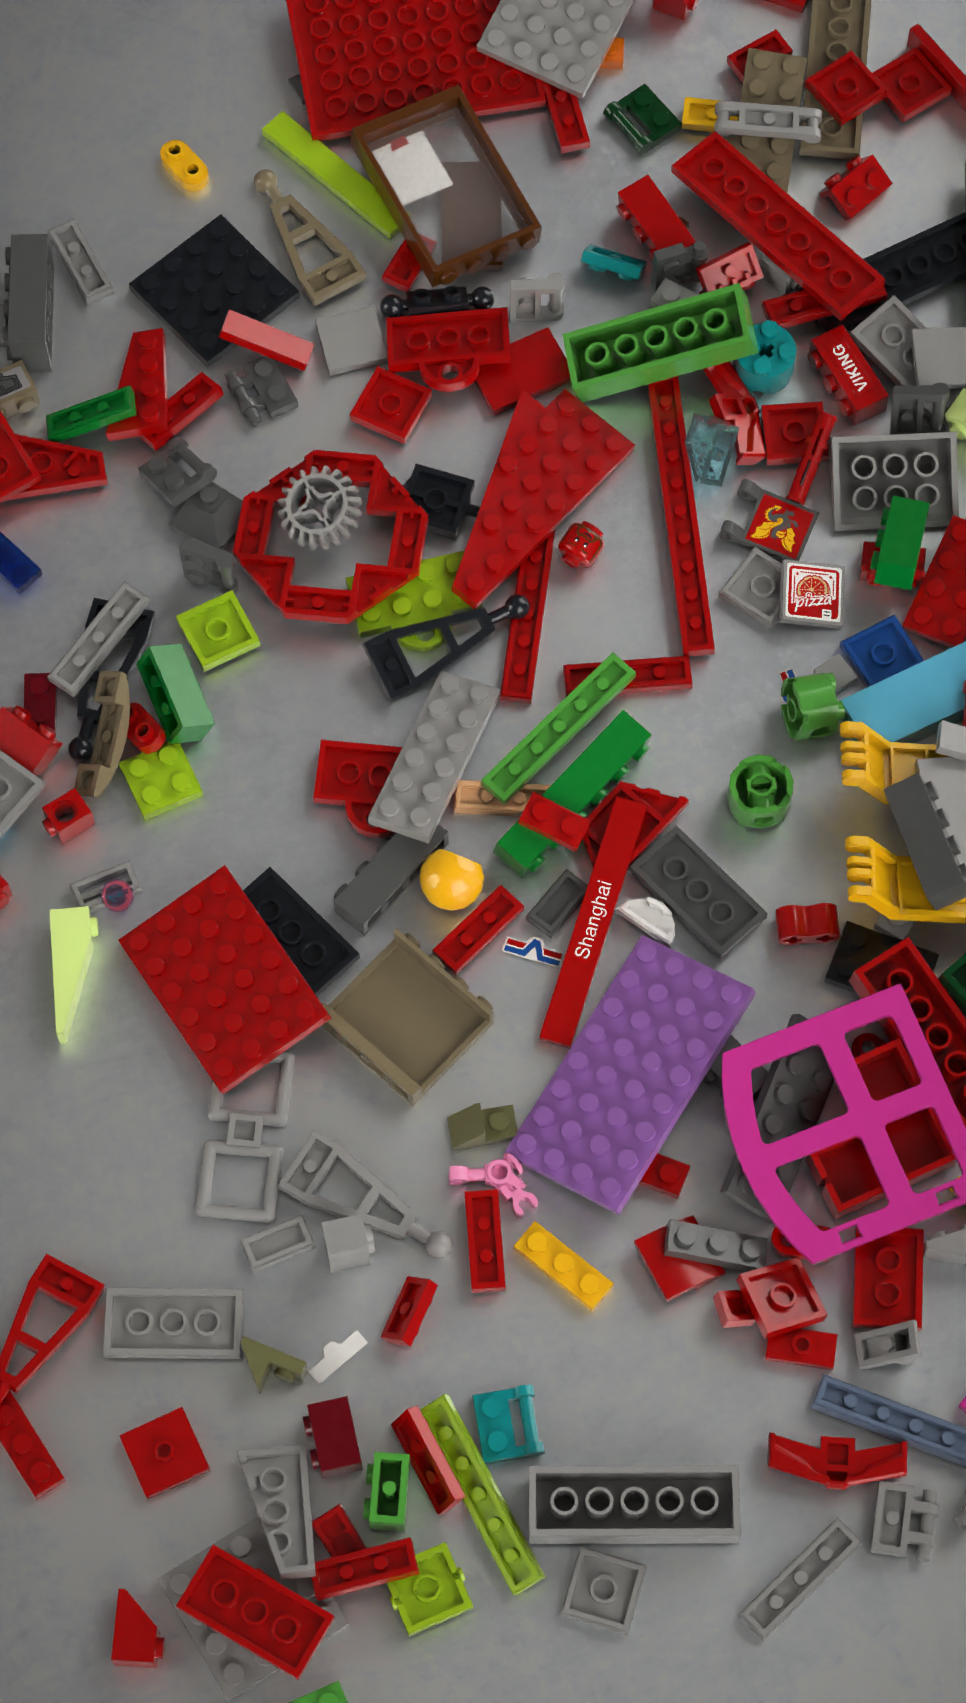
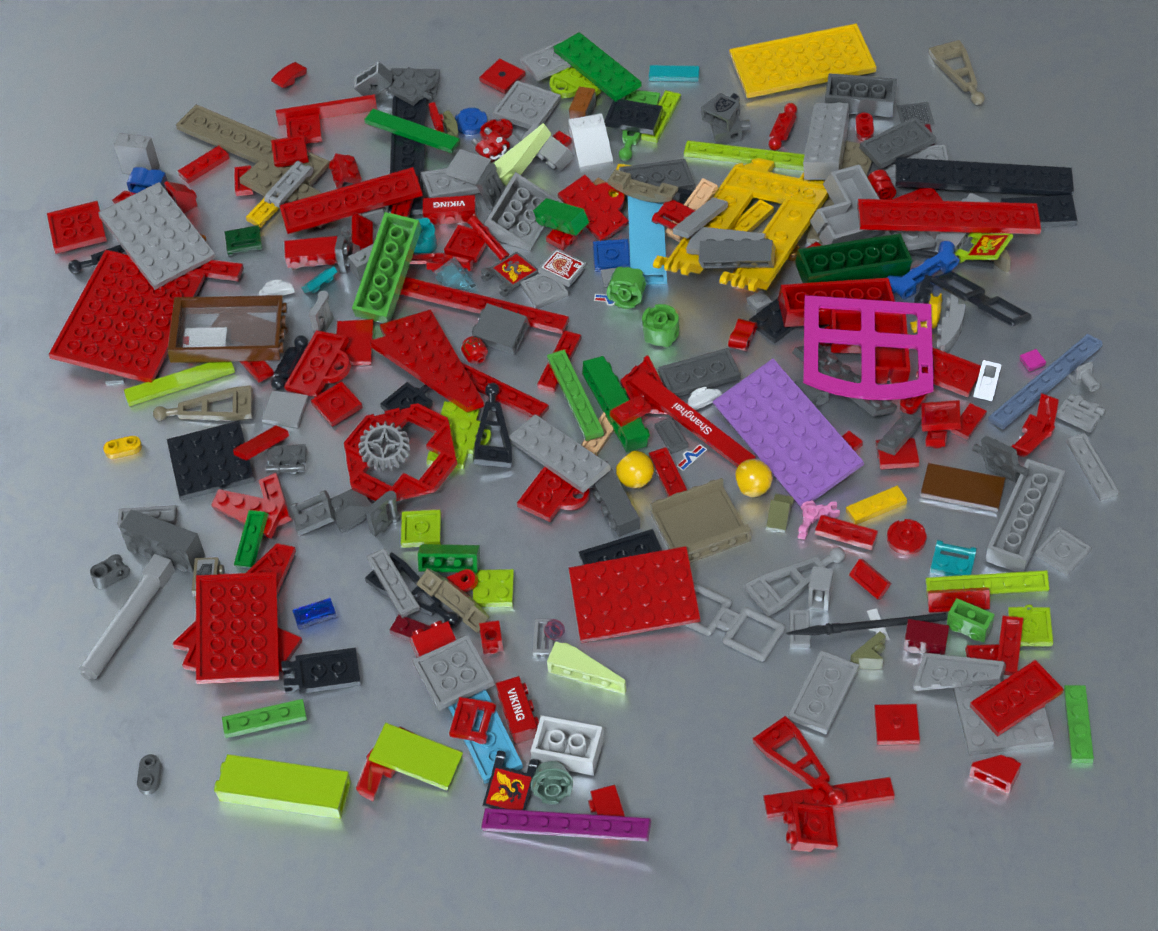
camera: 60 degrees left, 15 degrees down
(280, 1273) = (834, 628): none -> black piece
(516, 1058) = (753, 477): none -> yellow helmet
(522, 1336) = (906, 537): none -> red tile
(567, 210) = (276, 287): none -> white plate
(636, 562) = (501, 328): none -> dark grey brick
(660, 1387) = (962, 487): none -> reddish brown tile
(724, 1425) = (1000, 458): none -> dark grey plate

